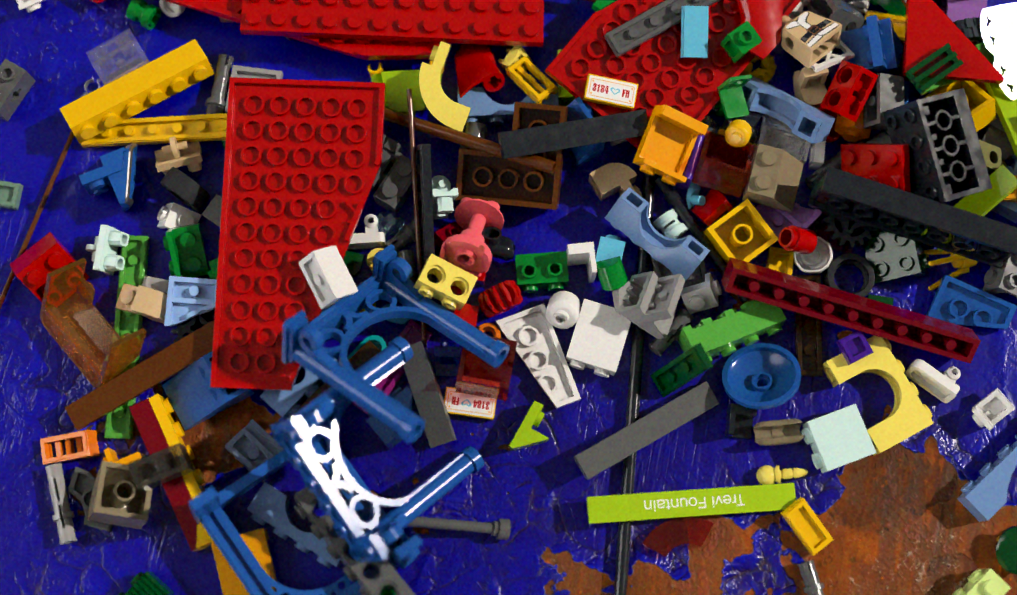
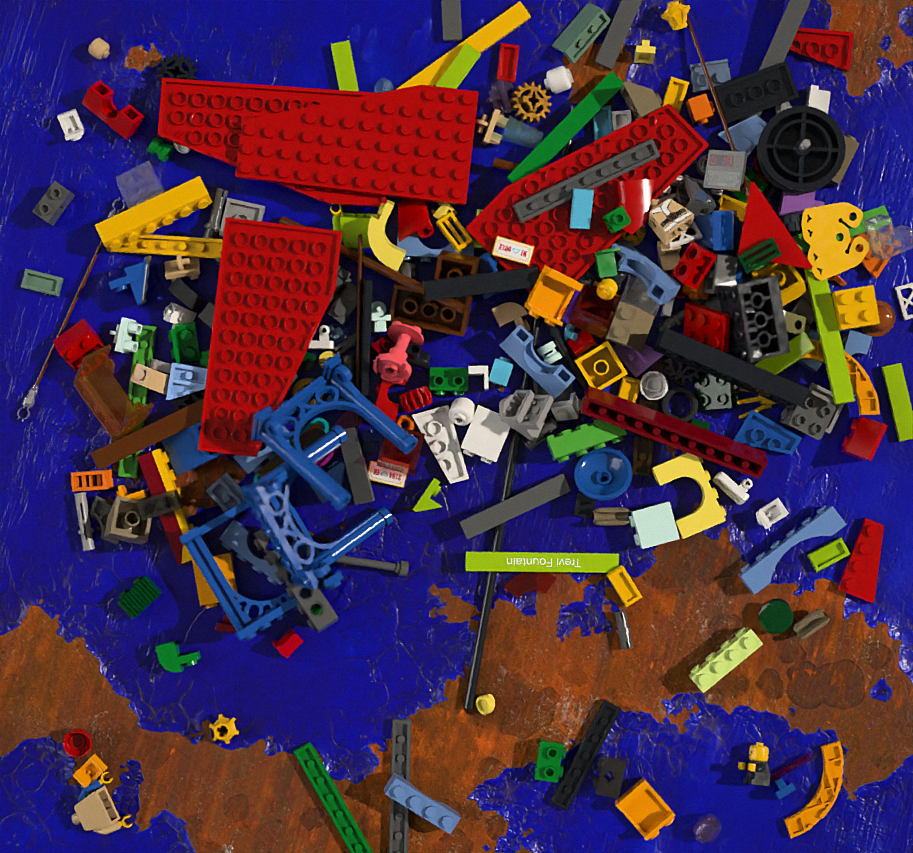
camera: 10 degrees right, 10 degrees up
(327, 276) = (289, 376): white panel -> none
(448, 276) = (377, 381): light yellow brick -> none
(611, 273) = (500, 388): green brick -> none
(681, 370) = (544, 466): dark green tile -> none
(769, 475) = (603, 546): light yellow bar -> none
(798, 239) = (642, 375): red brick -> none
(854, 347) = (674, 460): dark purple tile -> none

